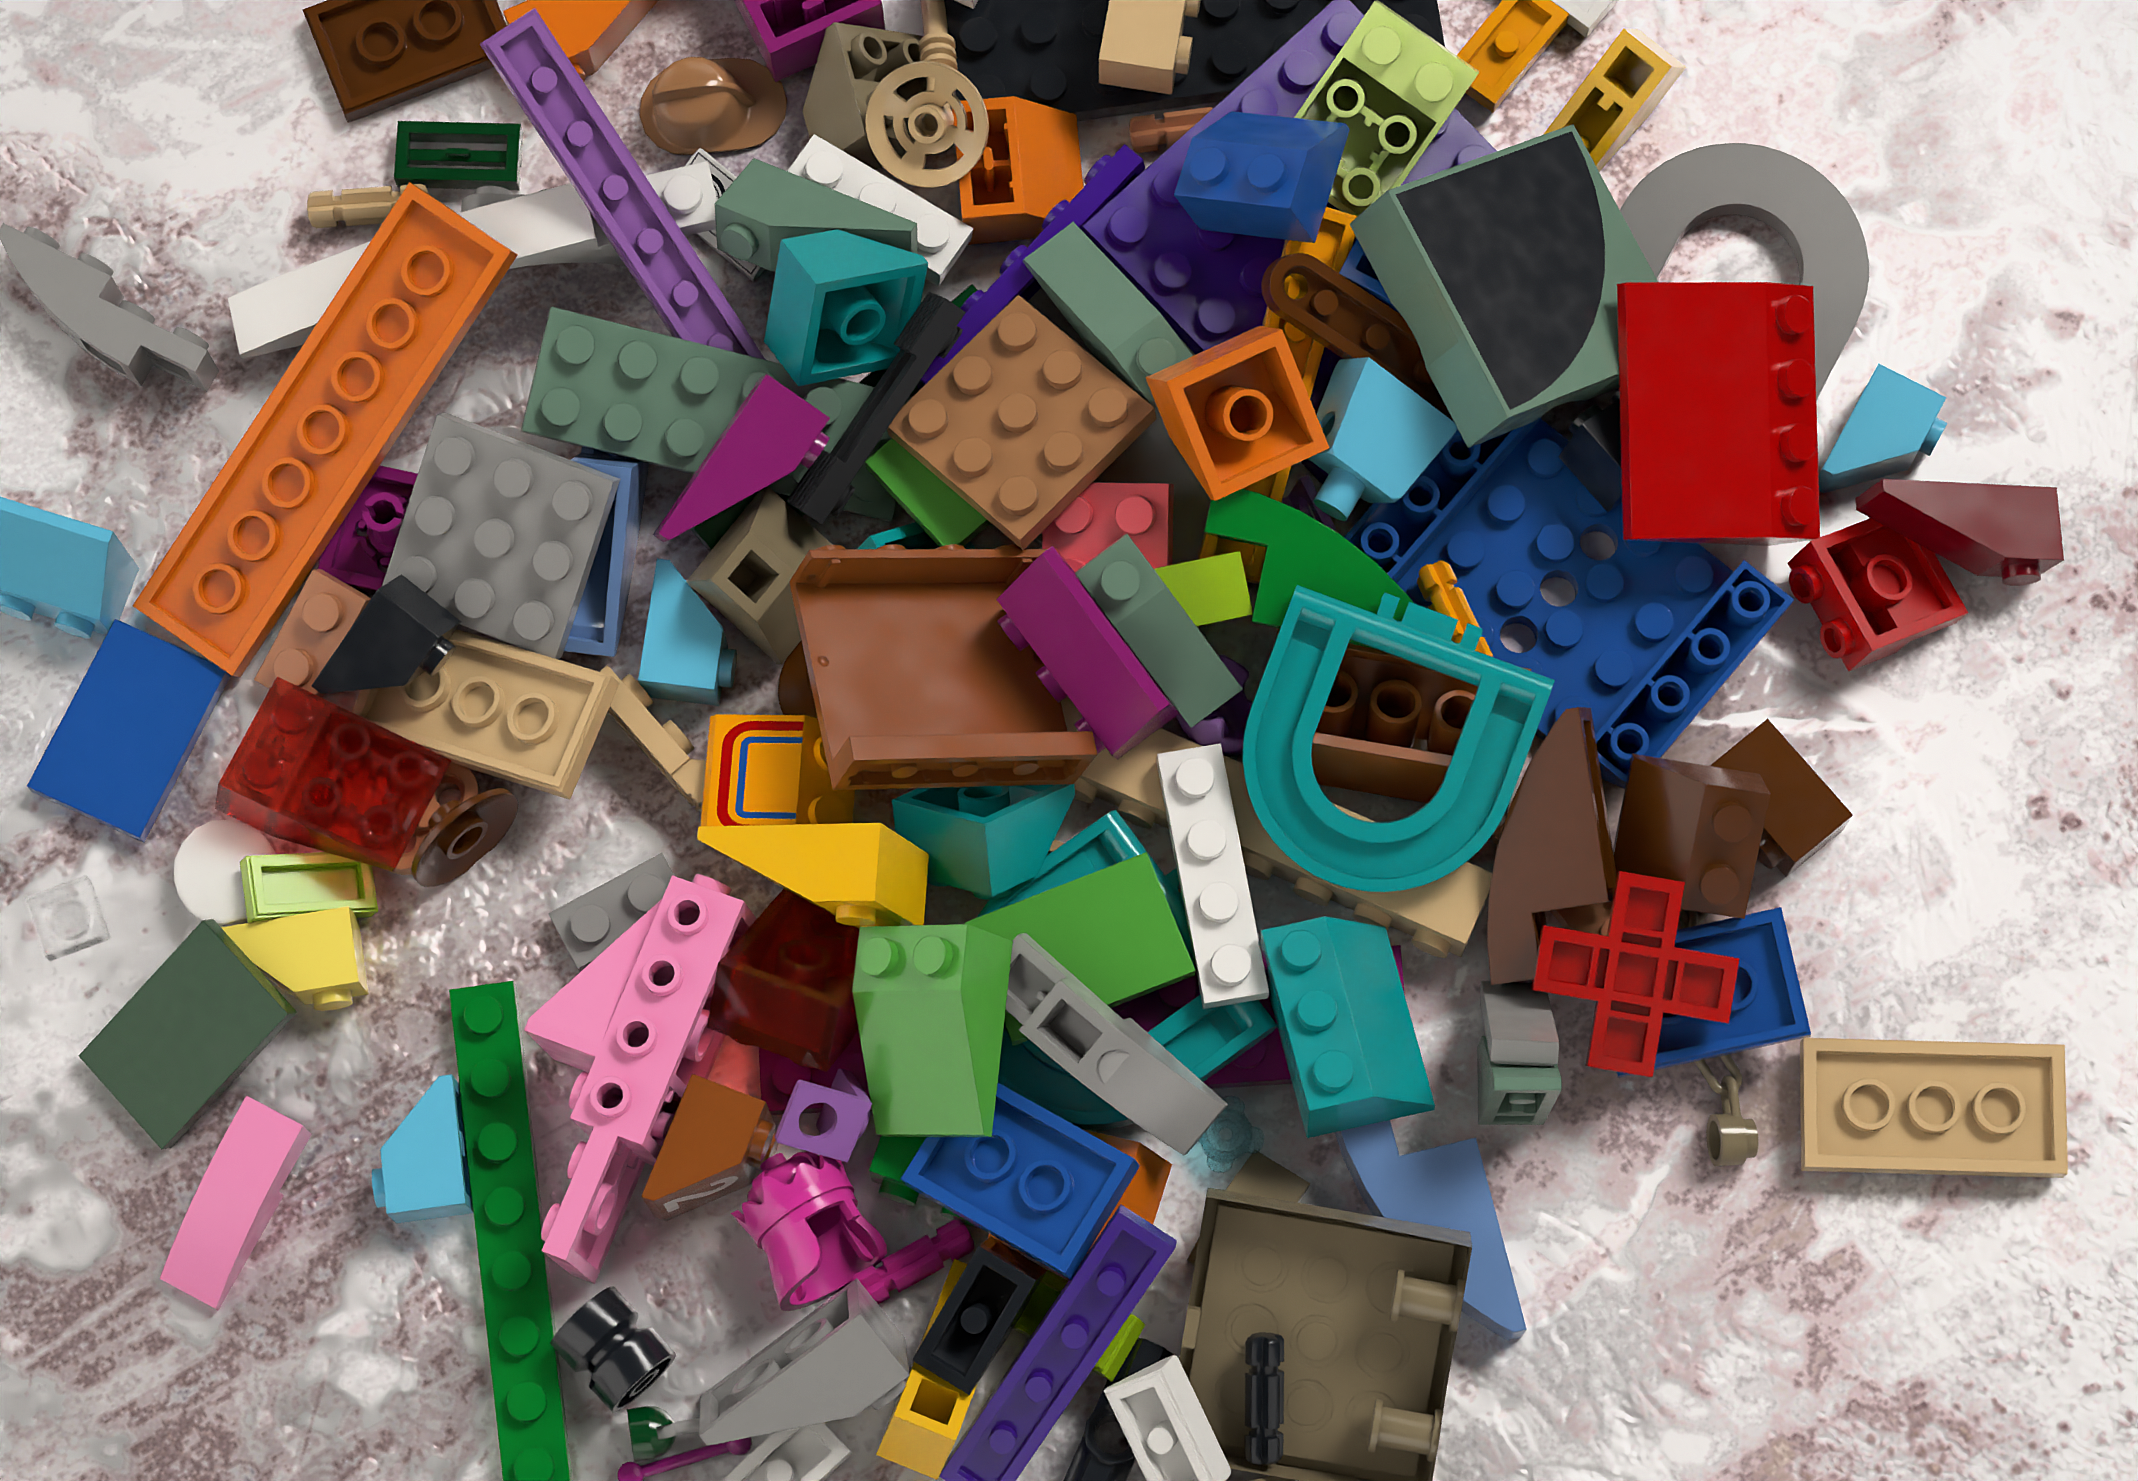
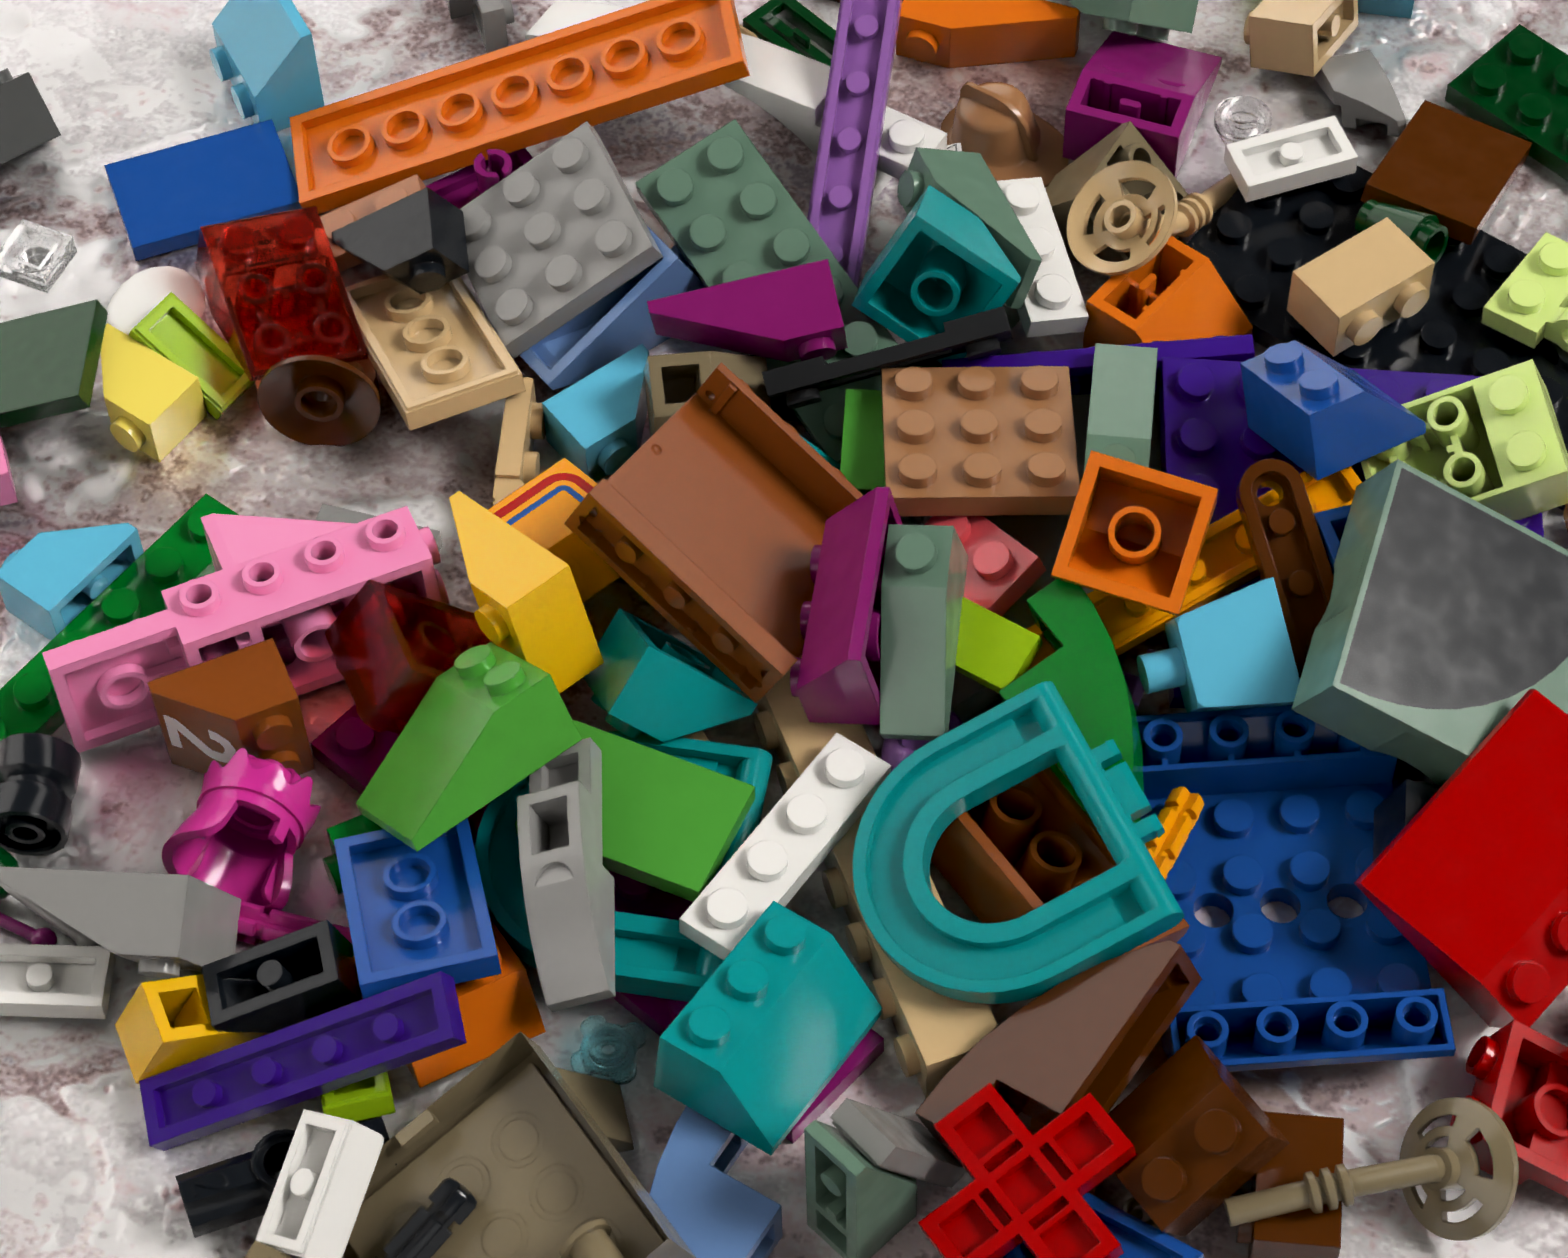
camera: 45 degrees right, 20 degrees down
(840, 1120) = (346, 771): medium lavender bracket -> none
(1859, 717) = (1419, 1164): none -> dark tan dish

